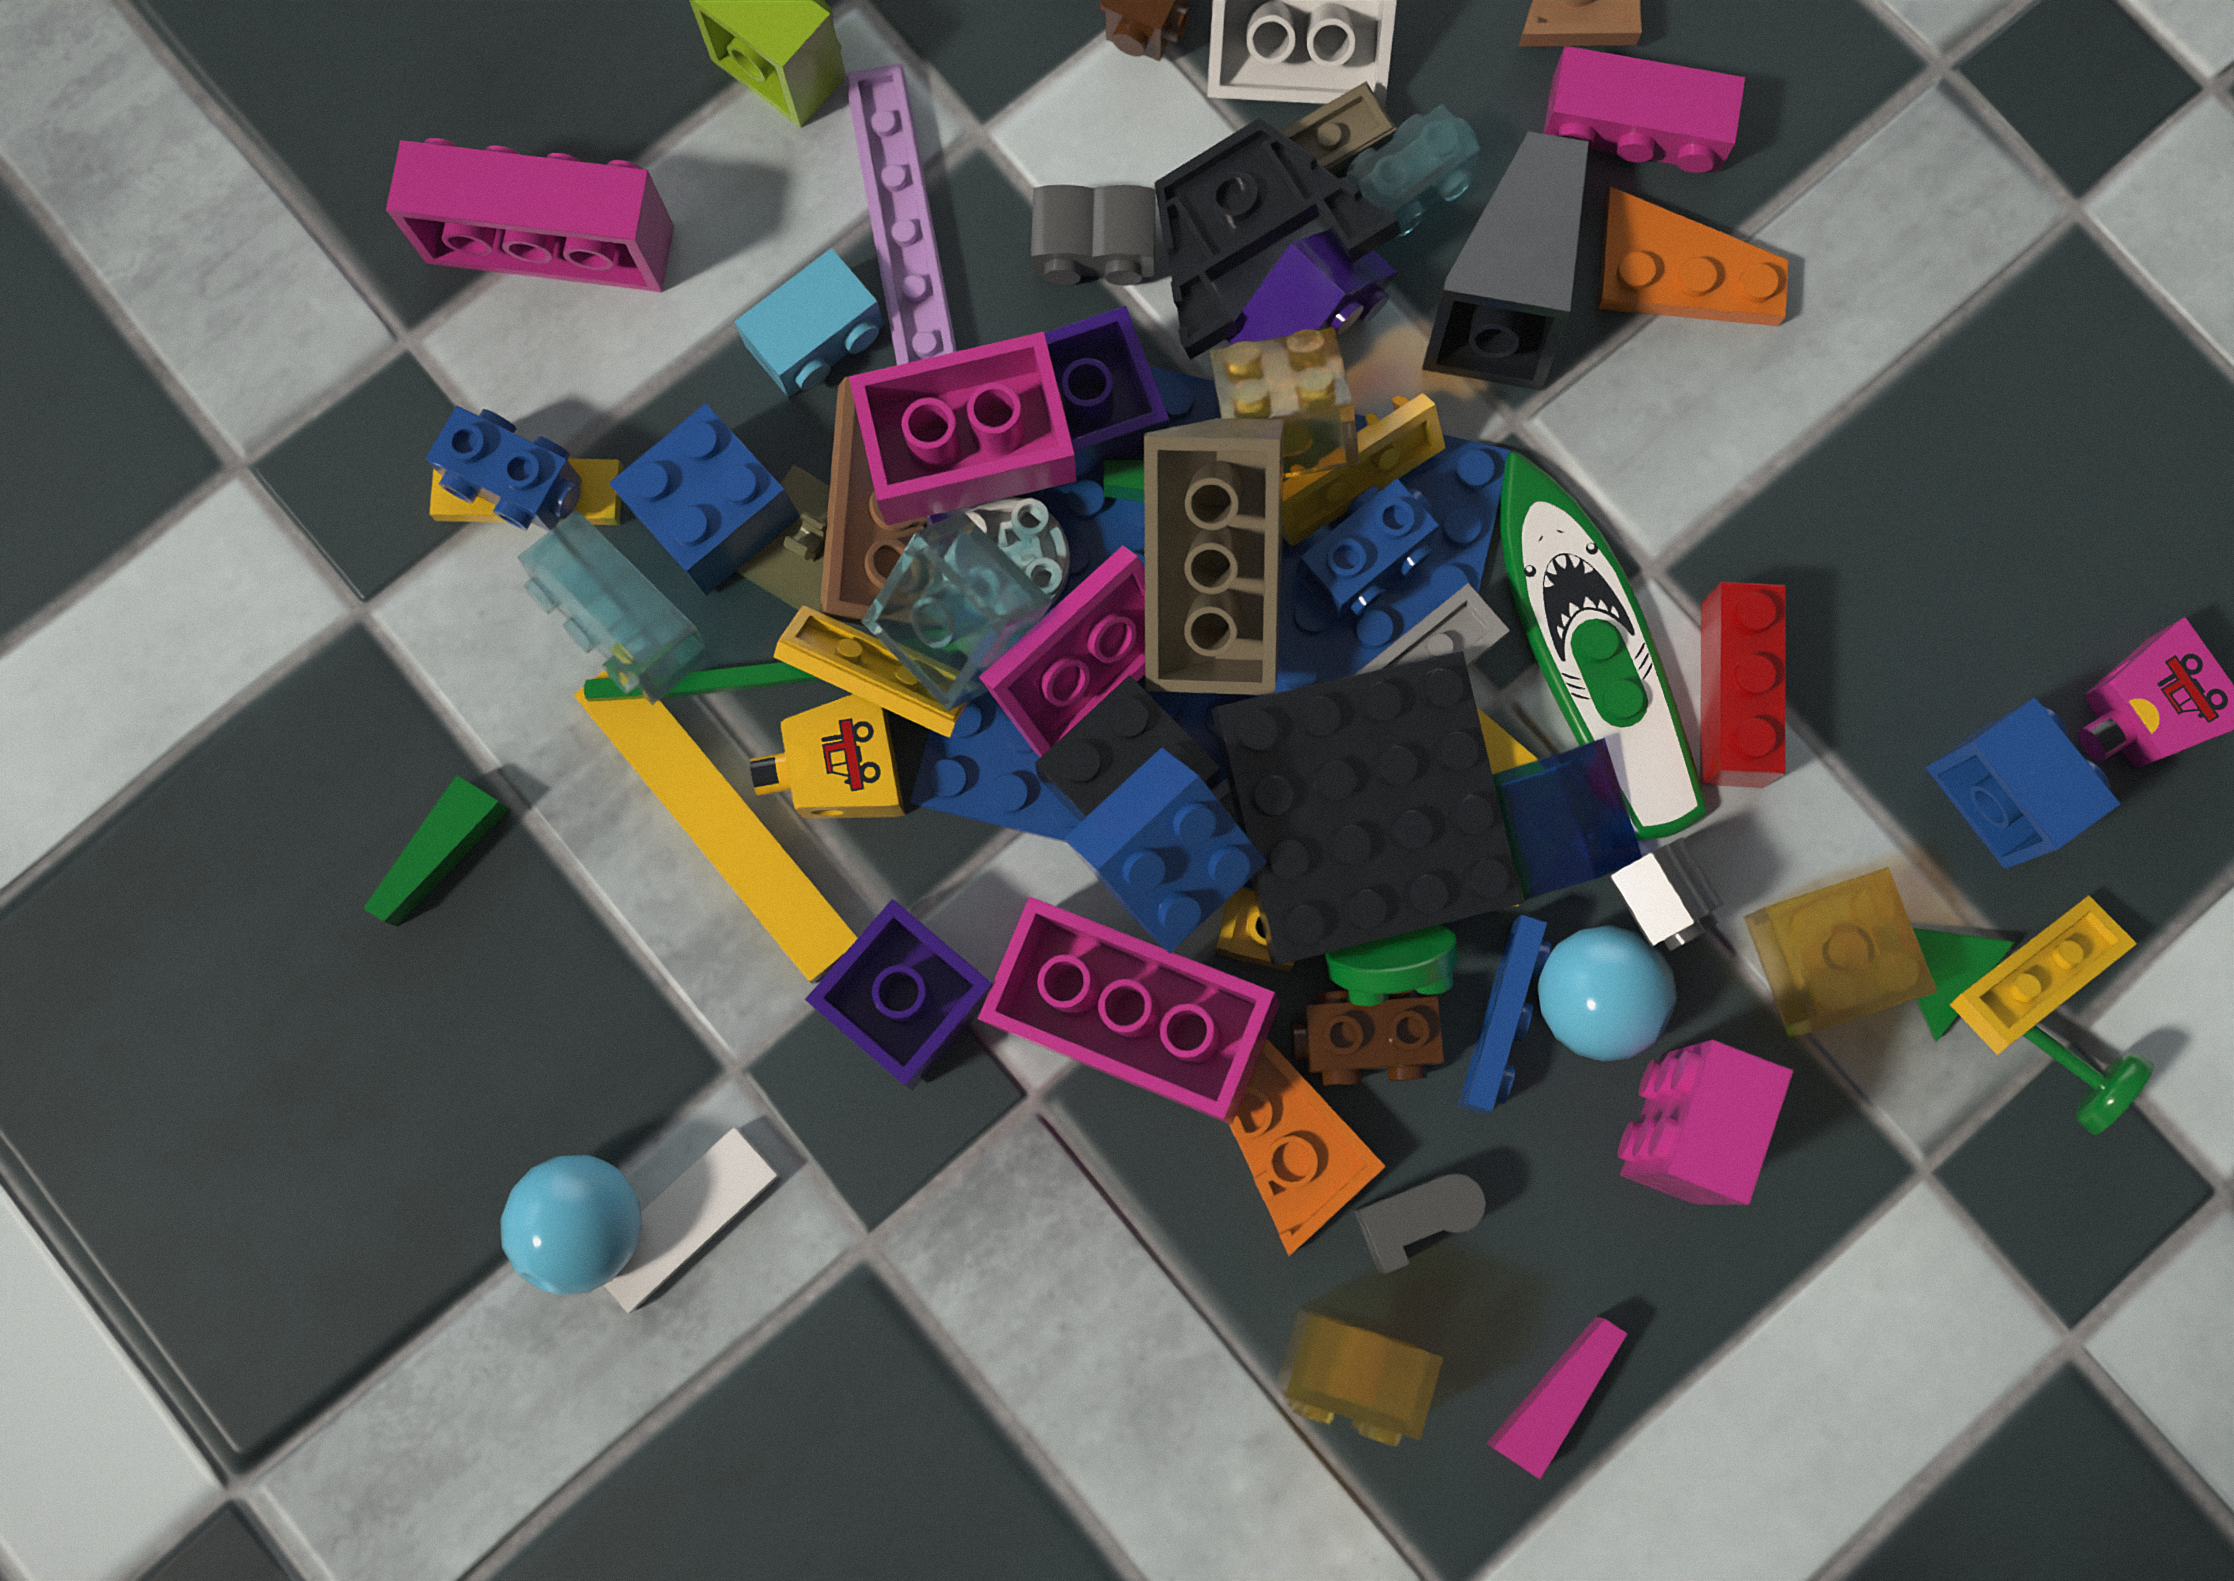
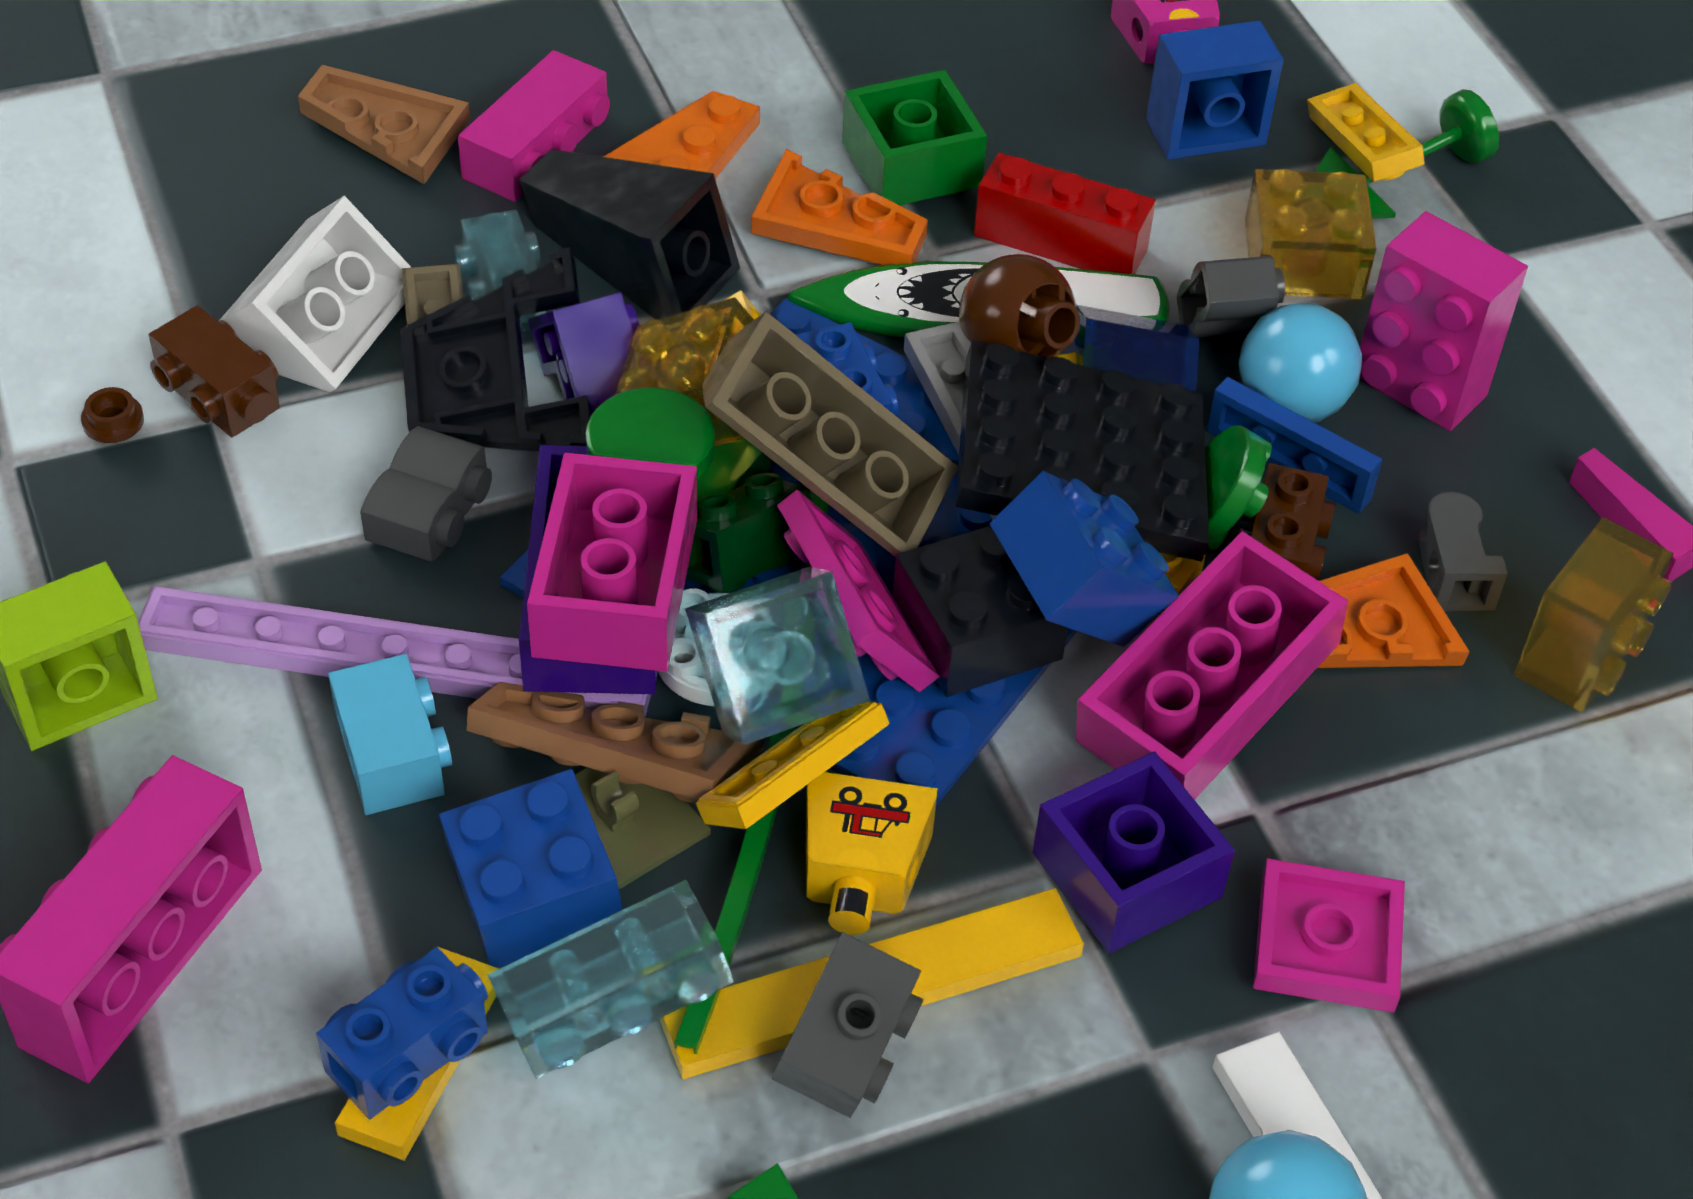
camera: 75 degrees left, 30 degrees down
(634, 812) = (848, 1025): none -> dark grey brick
(896, 1196) = (1330, 935): none -> dark pink plate
(1100, 516) = (741, 533): none -> dark green brick
(1143, 389) = (653, 427): none -> green tile
(1537, 685) = (1020, 305): none -> reddish brown brick
(1646, 452) = (829, 217): none -> orange wing
(1787, 489) = (914, 138): none -> green brick

